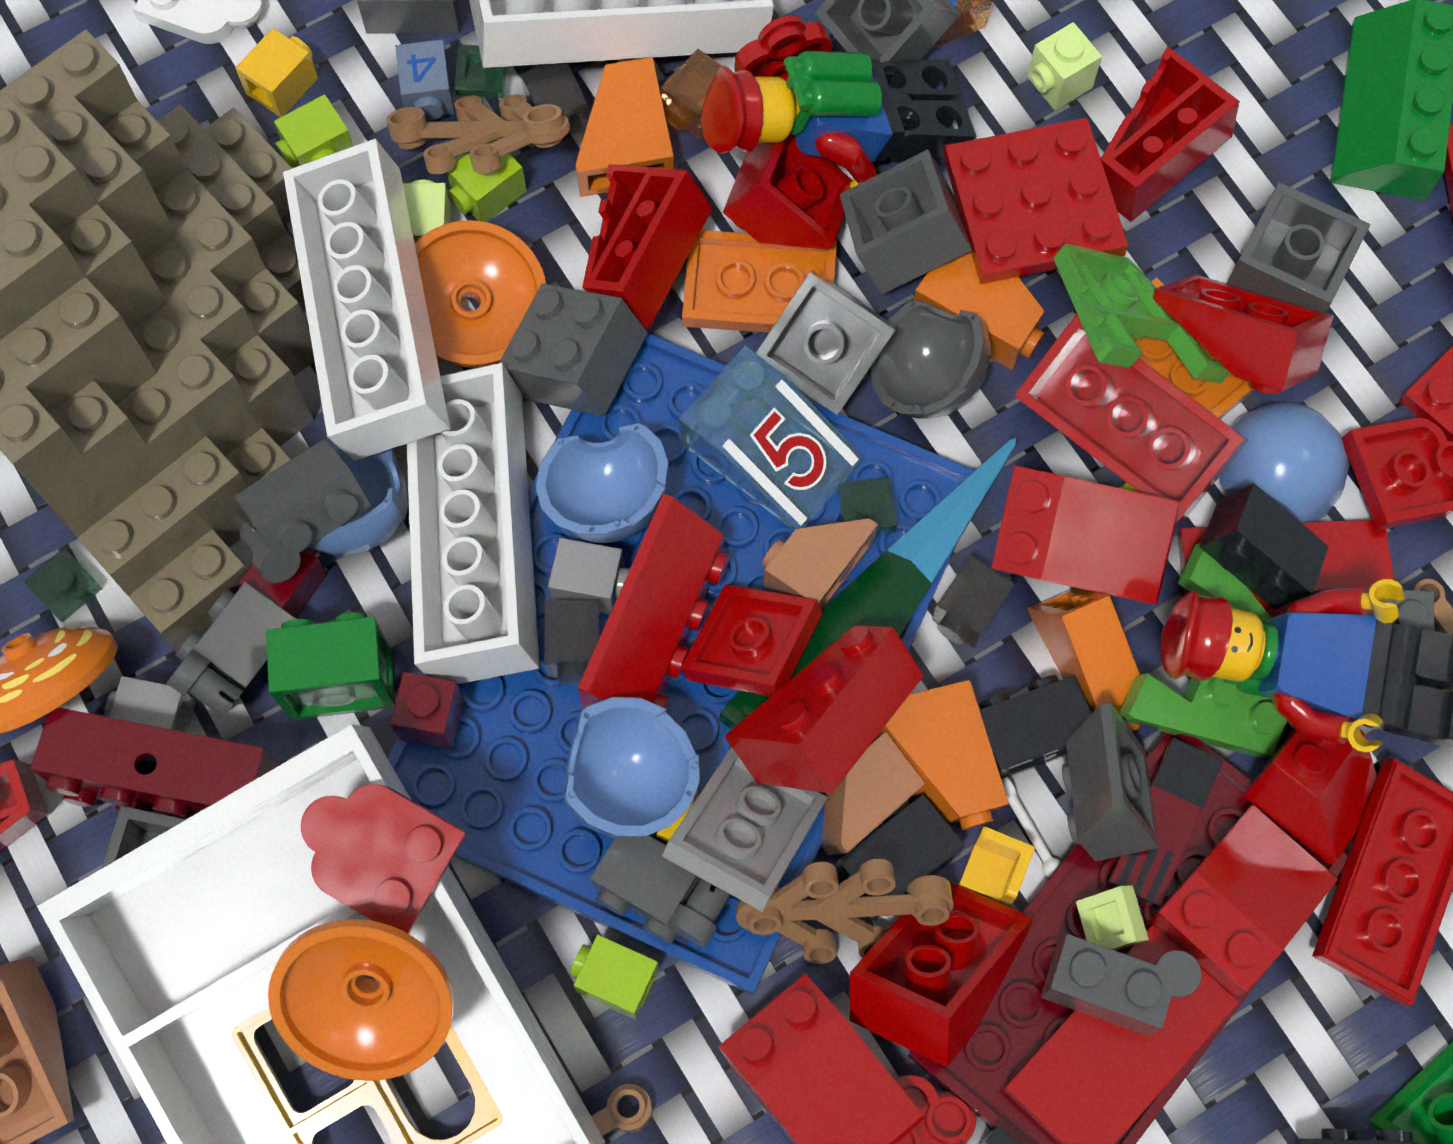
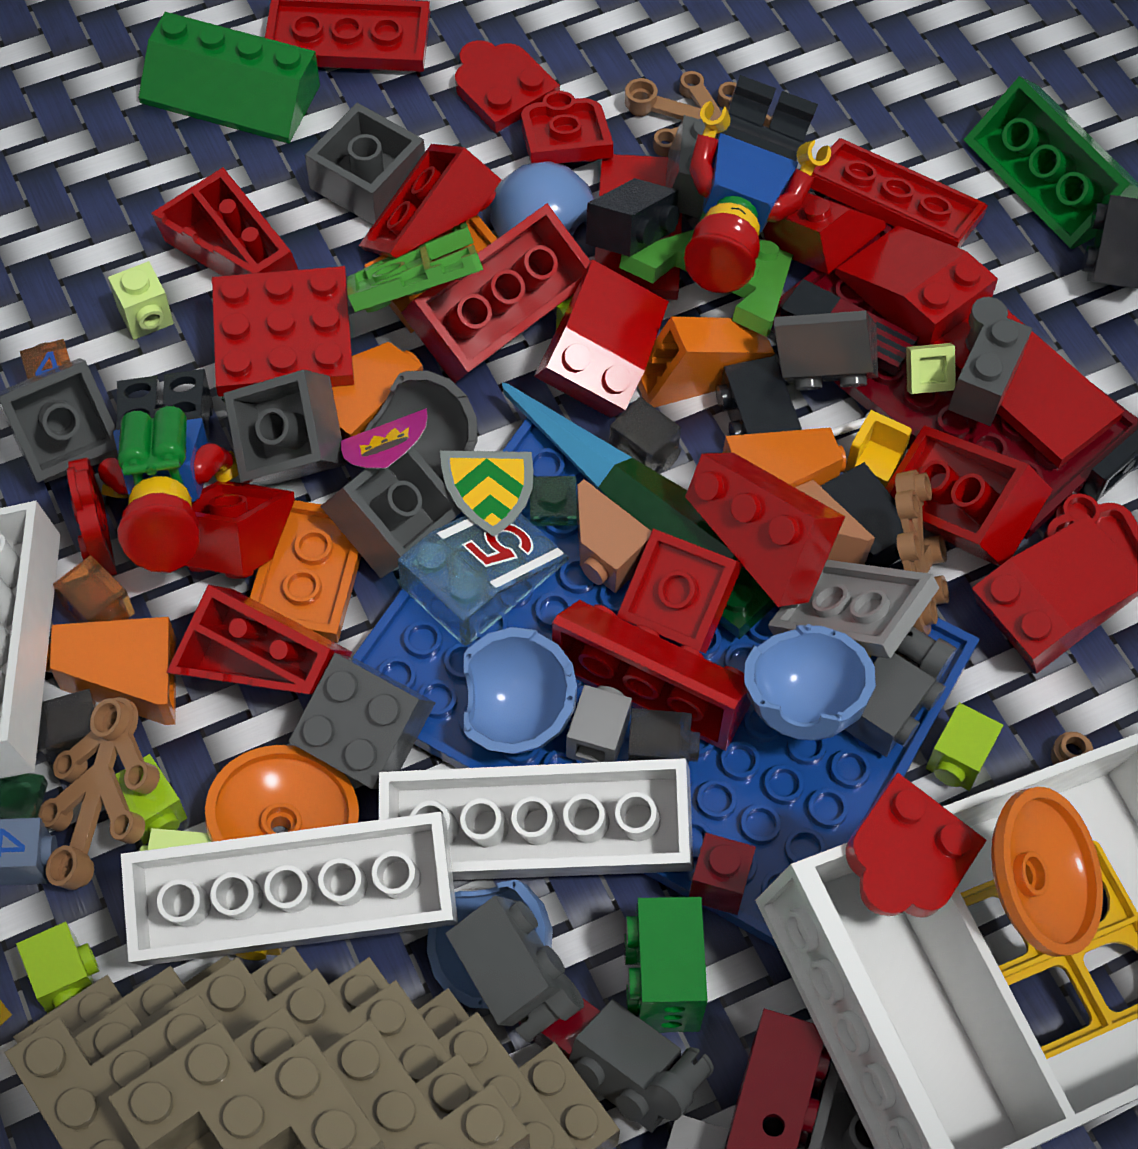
camera: 85 degrees left, 10 degrees down
(865, 432) = (488, 485): none -> sticker
(888, 311) = (385, 443): none -> dark pink sticker

